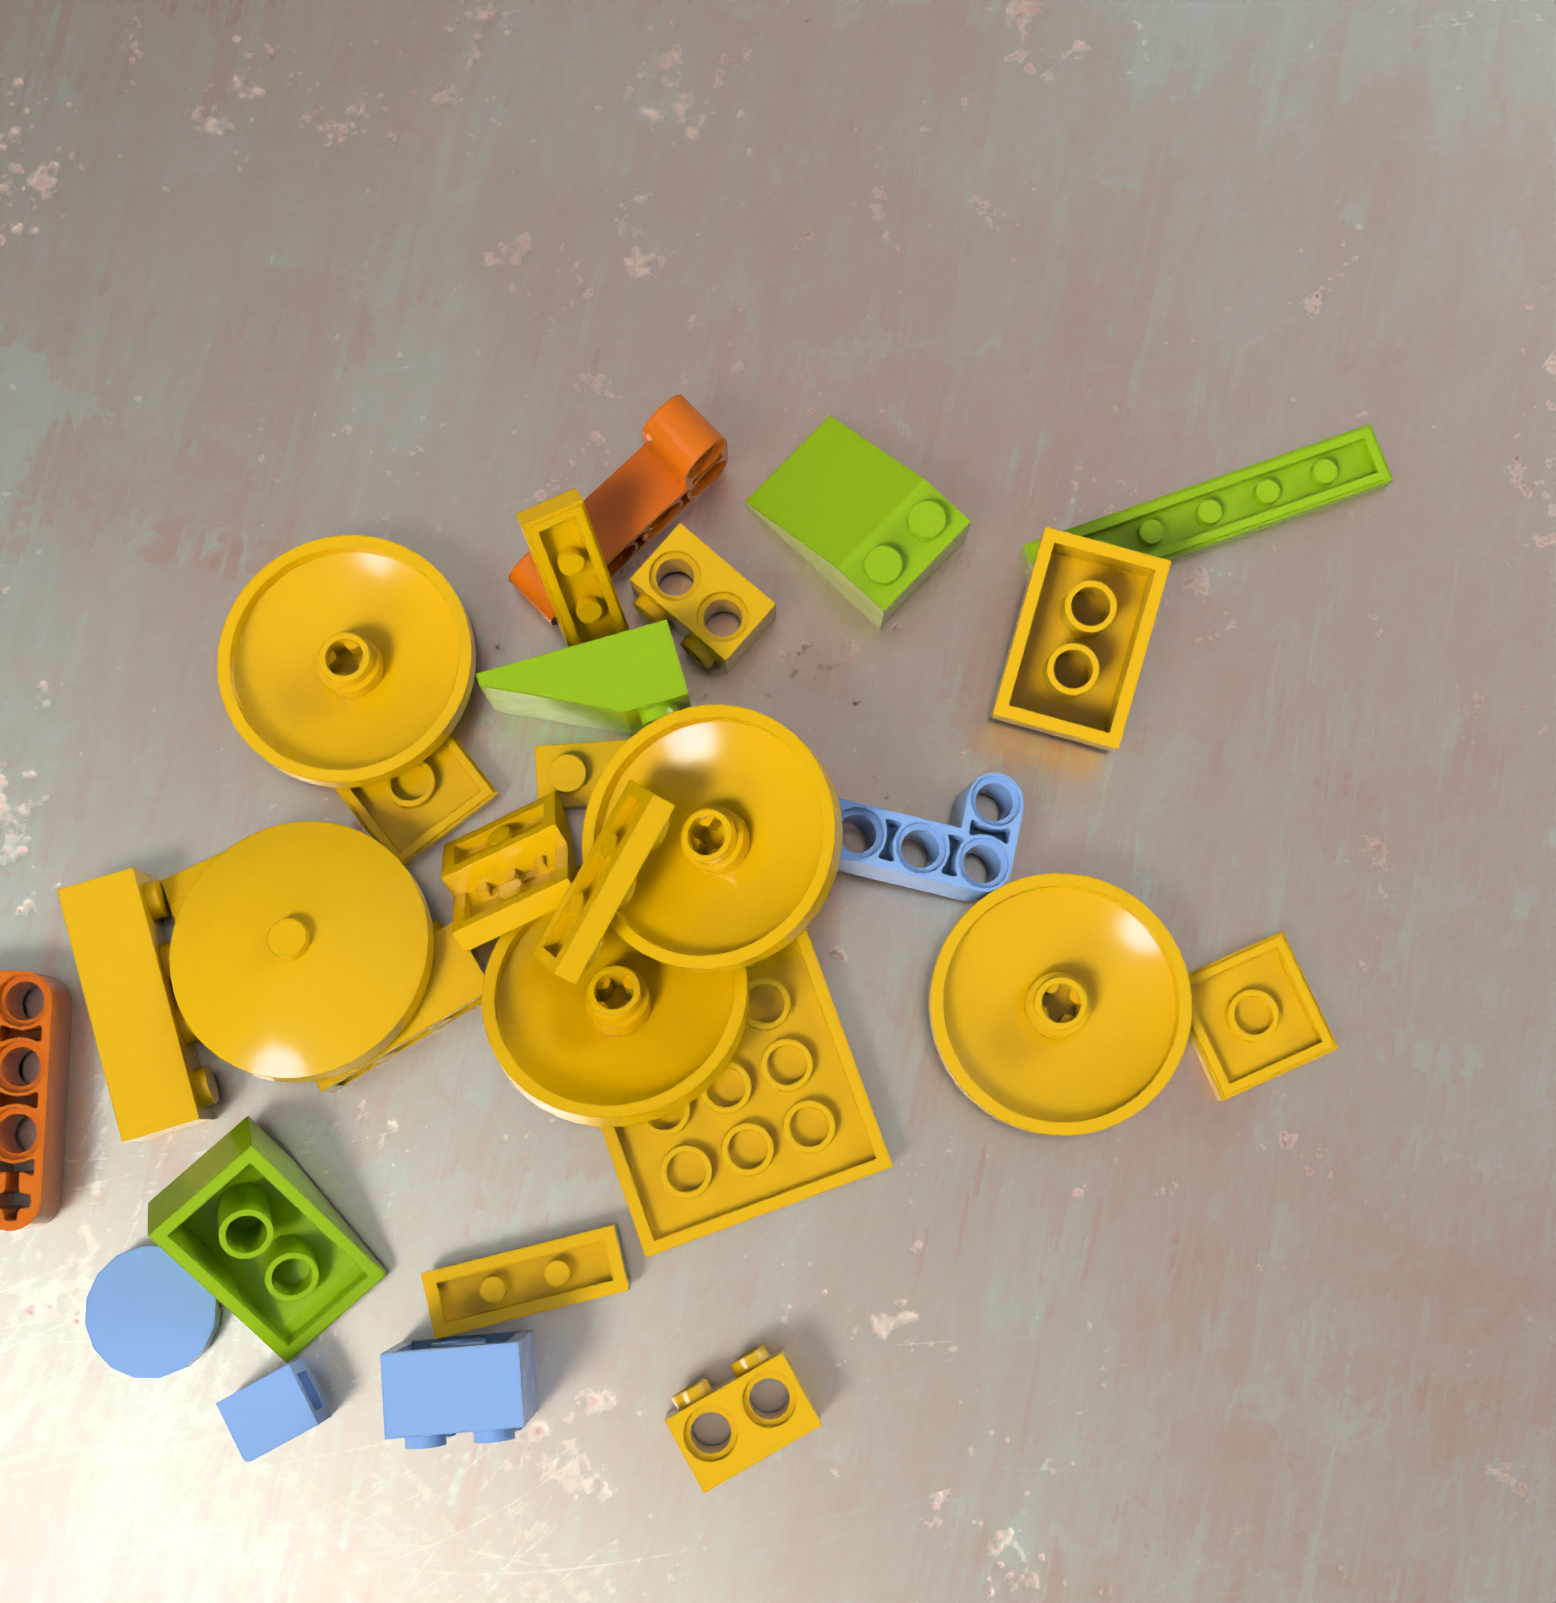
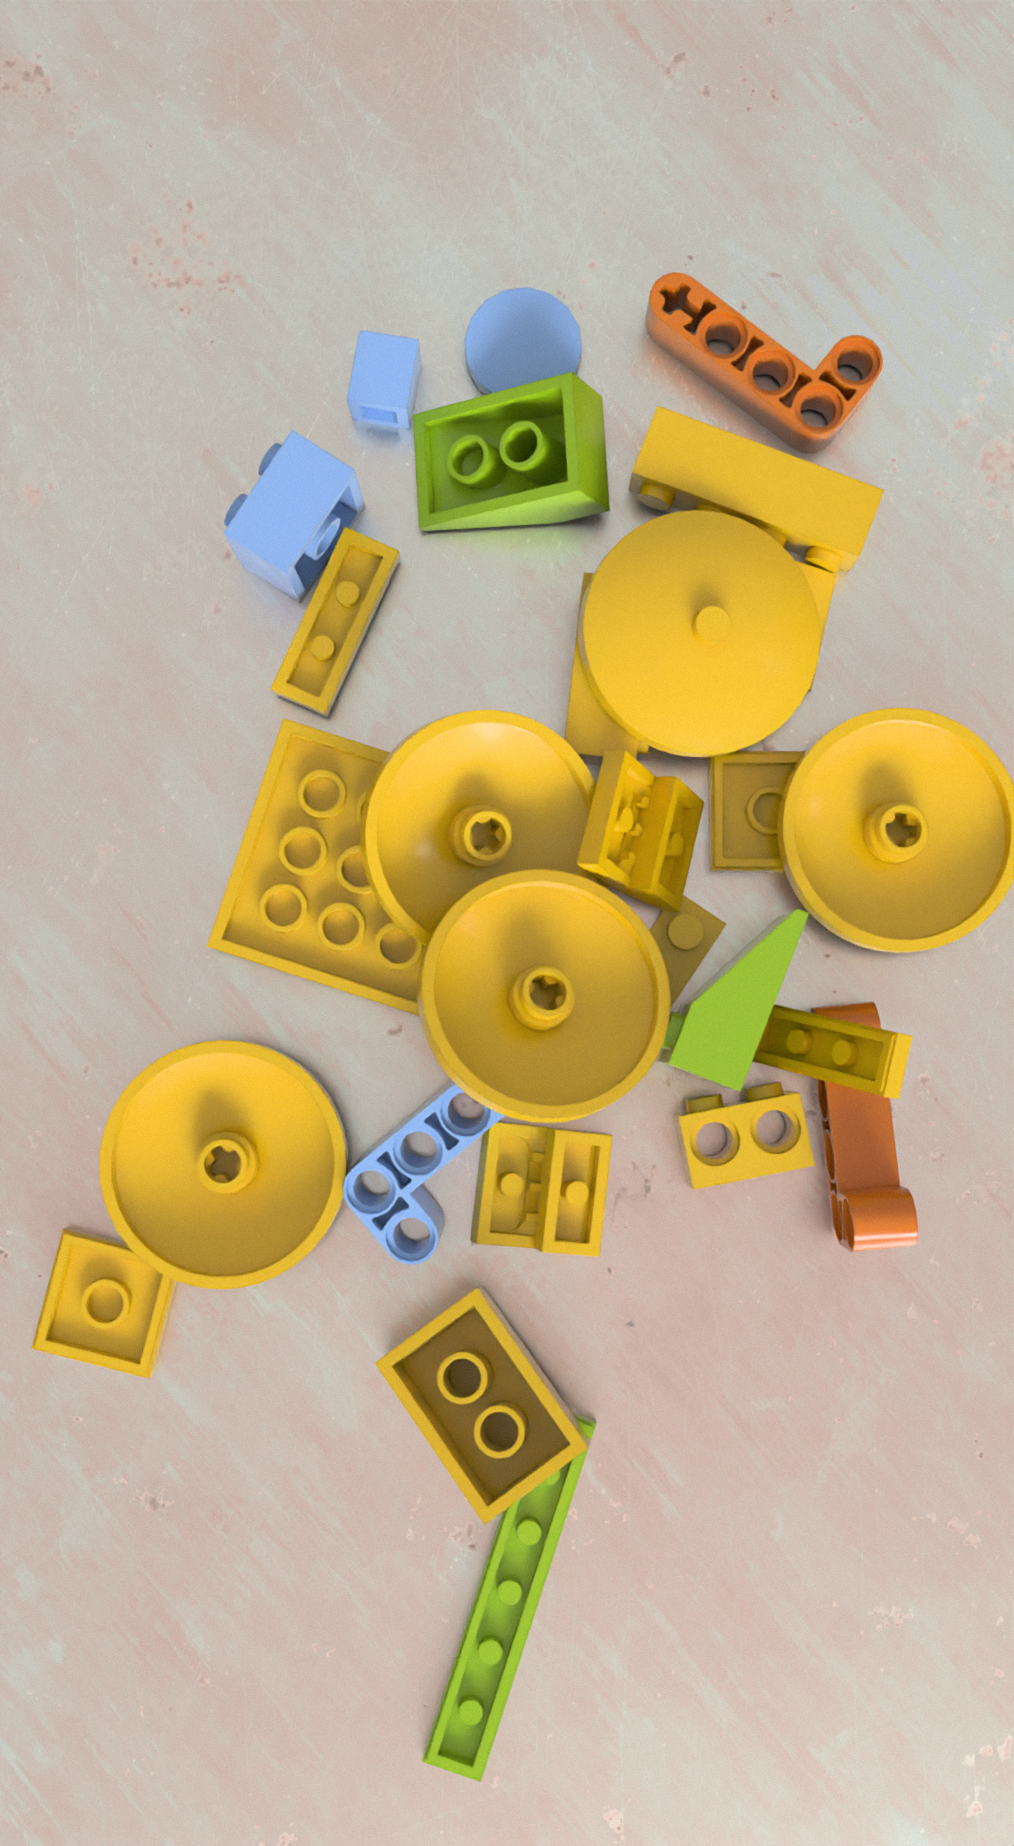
camera: 135 degrees right, 5 degrees up
(604, 882) = (571, 887): yellow plate -> none
(753, 1432) = (101, 702): yellow brick -> none
(860, 518) = (716, 1311): lime slope -> none
(873, 729) = (541, 1188): none -> yellow slope

